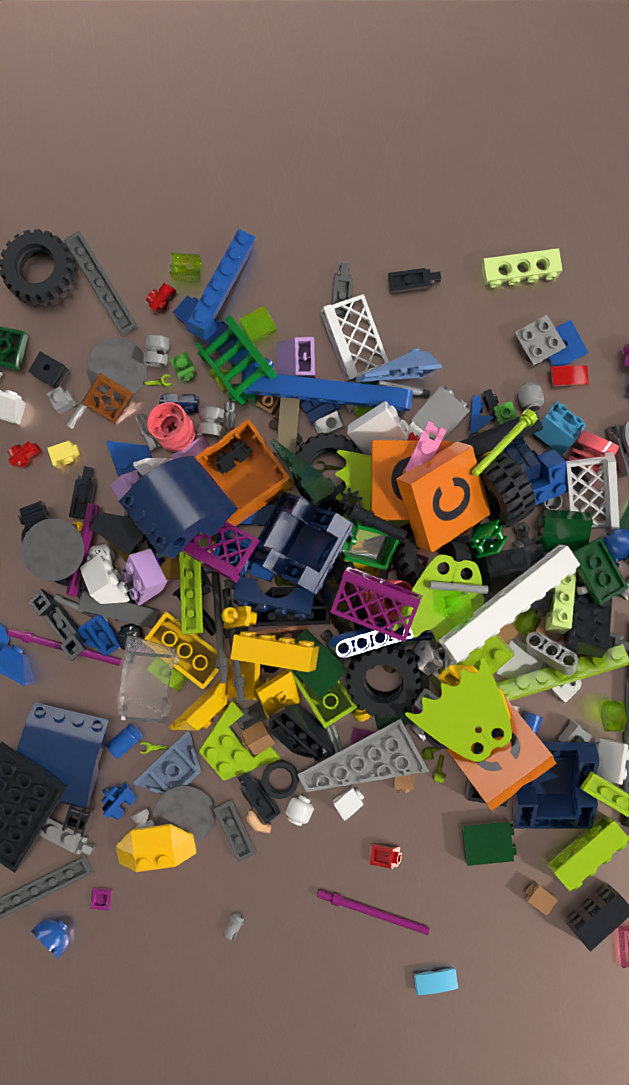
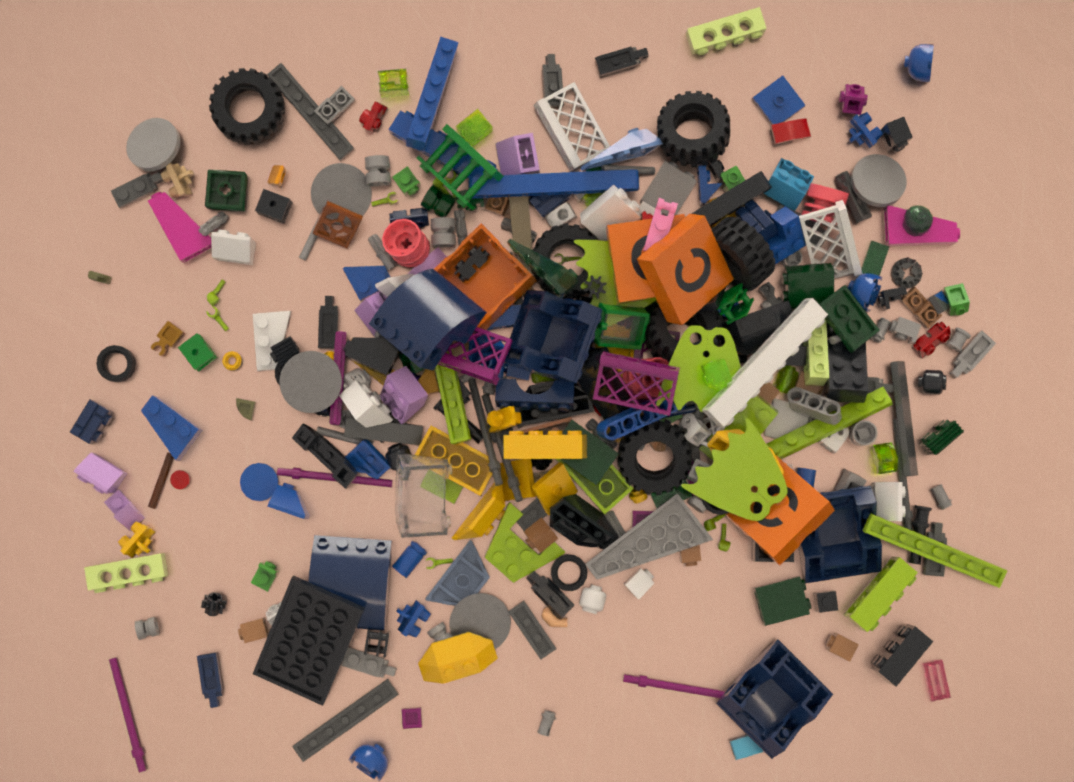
camera: 15 degrees left, 0 degrees up
(20, 454) = (259, 294): red plate -> none
(23, 491) = (268, 330): none -> white wing
(57, 341) = (277, 175): none -> light orange slope
(61, 400) = (292, 233): light grey brick -> none
(63, 453) = (302, 286): light yellow brick -> none
(125, 281) = (334, 106): none -> light grey slope
(208, 389) = (437, 201): none -> dark green wheel
(368, 518) = (615, 302): black pin -> none
(385, 856) = (684, 630): red bracket -> none
(458, 587) = (713, 354): light grey bar -> none
(465, 941) = (774, 698): none -> dark blue slope
(474, 336) = (694, 107): none -> black tyre
(526, 419) = (754, 180): lime piece -> none
(530, 396) = (755, 158): light grey head -> none
(531, 850) = (825, 601): none -> black brick
(540, 340) = (755, 100): light grey hinge -> none
(595, 688) = (862, 433): none -> light grey wheel

